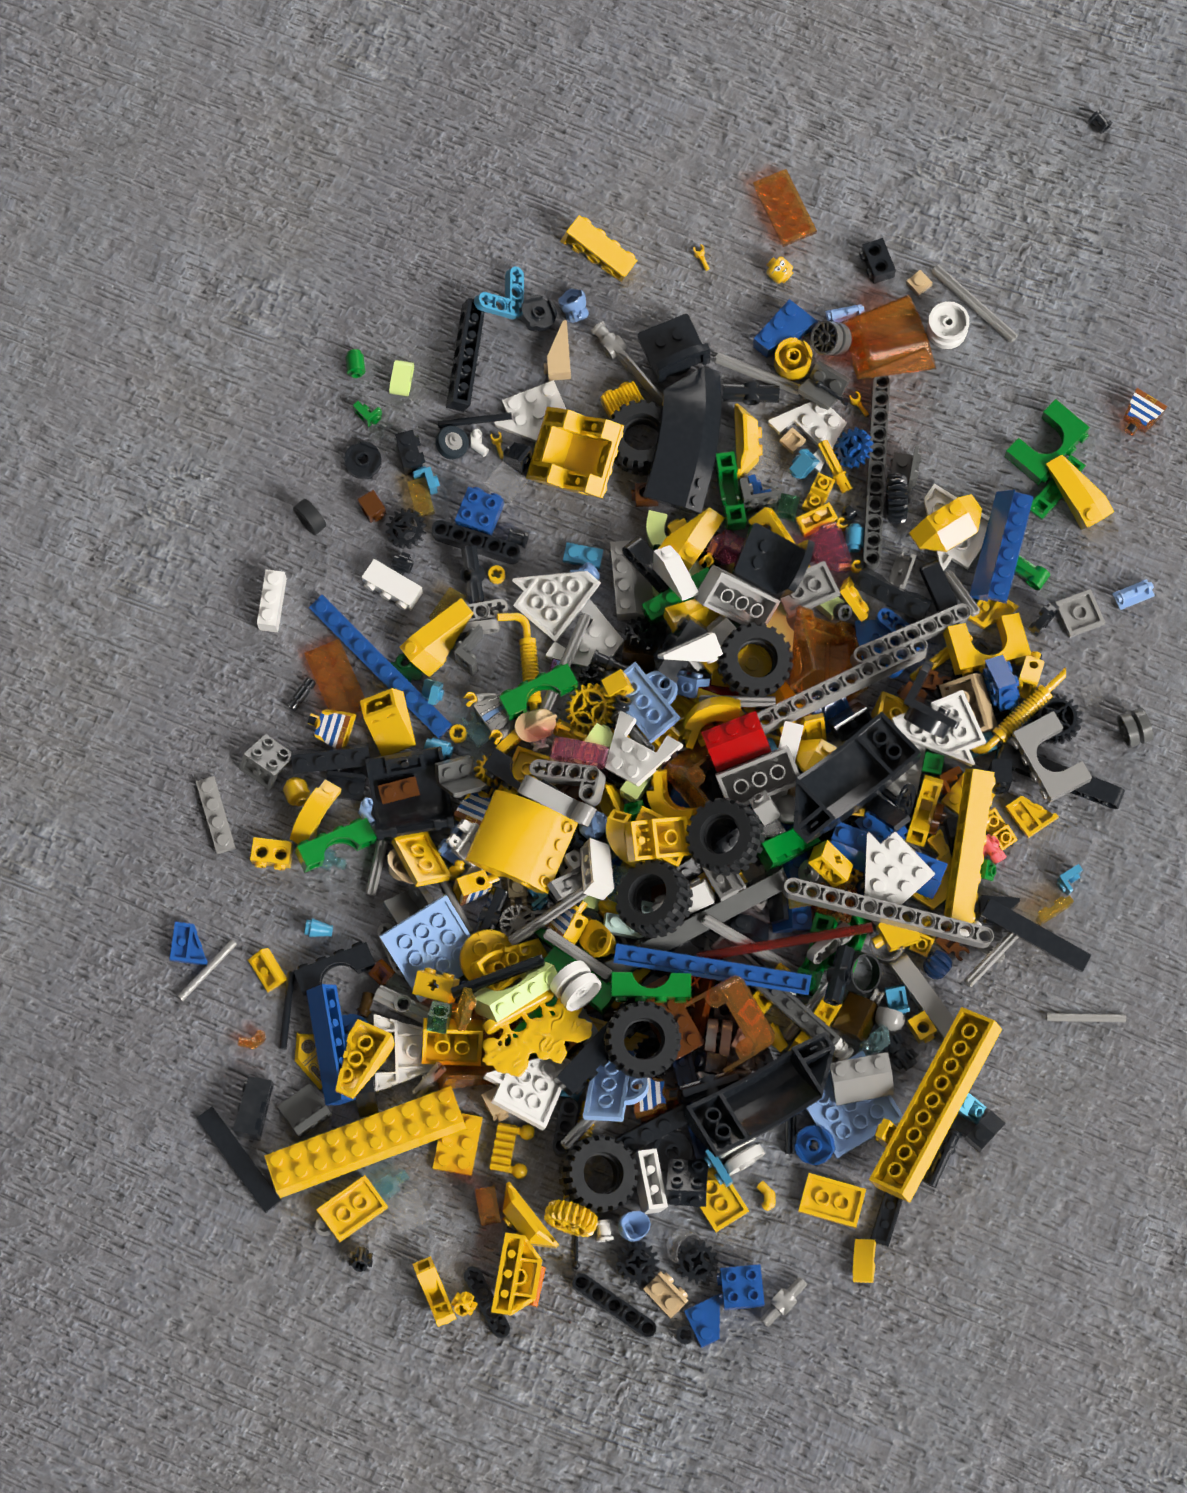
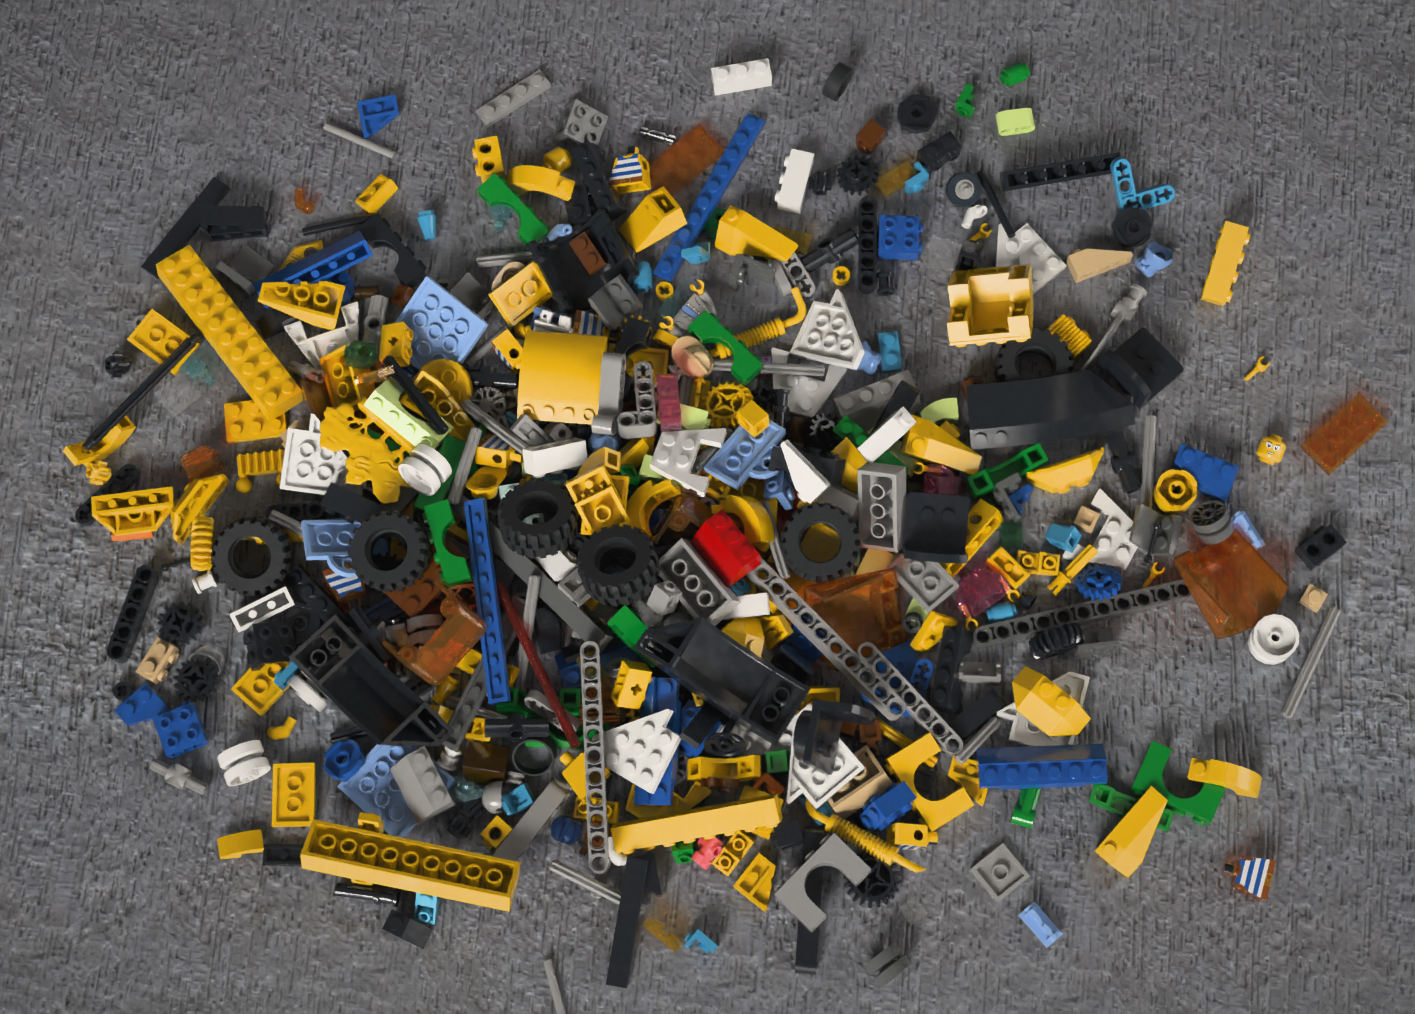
camera: 75 degrees right, 0 degrees up
(401, 1238) = (140, 392): none -> black piece
(622, 703) = (734, 428): black bush -> none
(634, 1225) = (212, 606): medium blue hair -> none
(792, 1234) = (243, 763): none -> white wheel
(1047, 614) = (978, 834): black plate -> none
(1053, 403) = (1235, 777): none -> yellow arch

